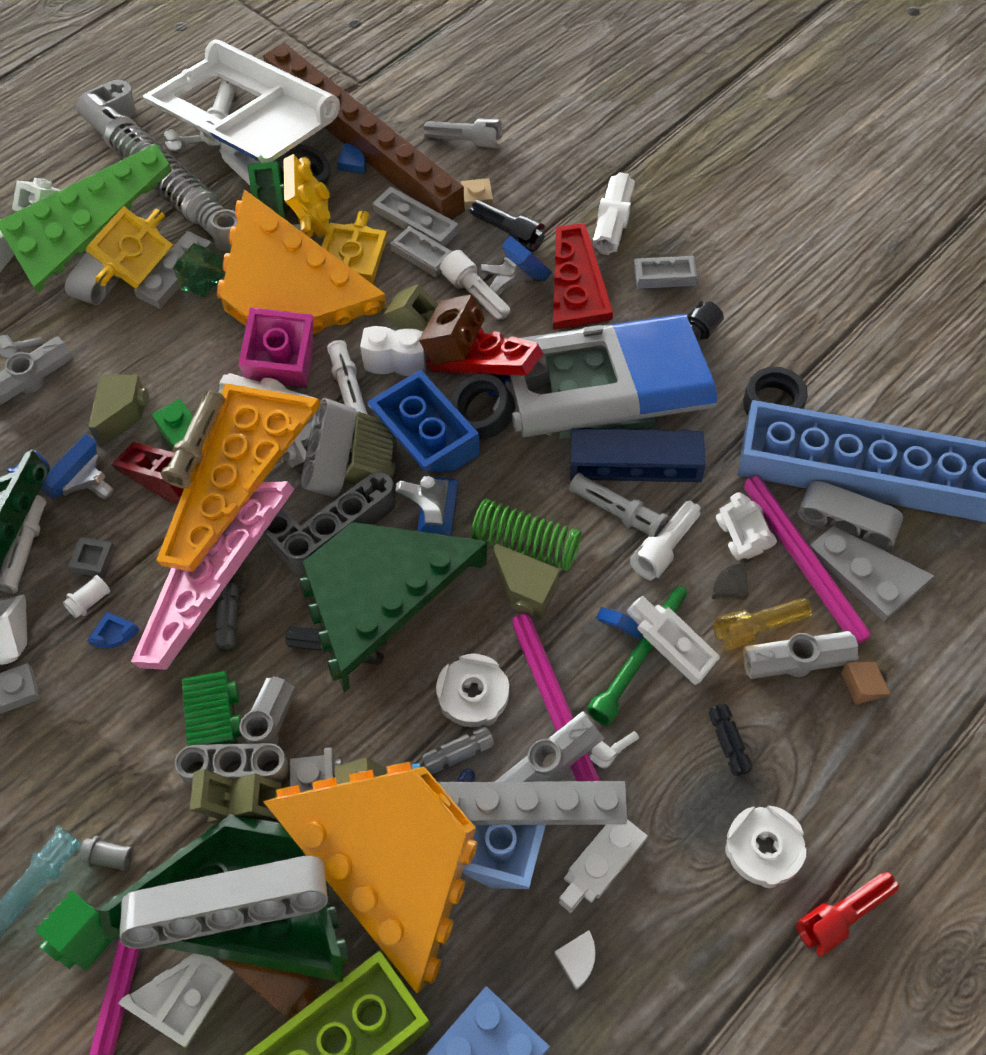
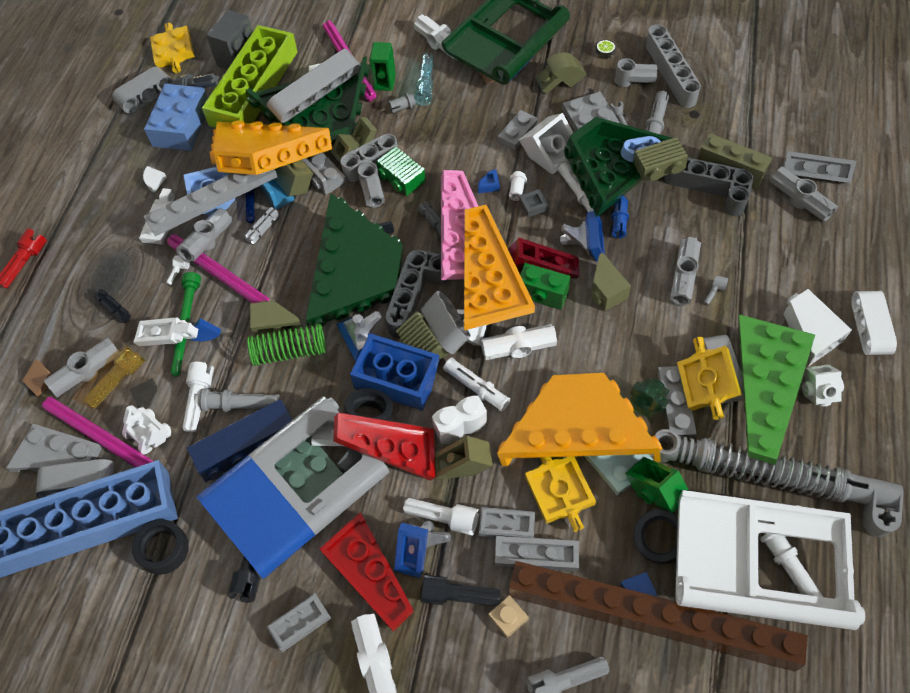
camera: 150 degrees right, 0 degrees up
(189, 450) = (514, 251): dark tan pin -> none
(277, 346) = (533, 363): dark pink slope -> none
(306, 196) = (621, 492): yellow plate -> none
(452, 329) = (426, 432): reddish brown brick -> none
(484, 707) = (270, 264): white plate -> none
(788, 843) = (79, 274): white plate -> none

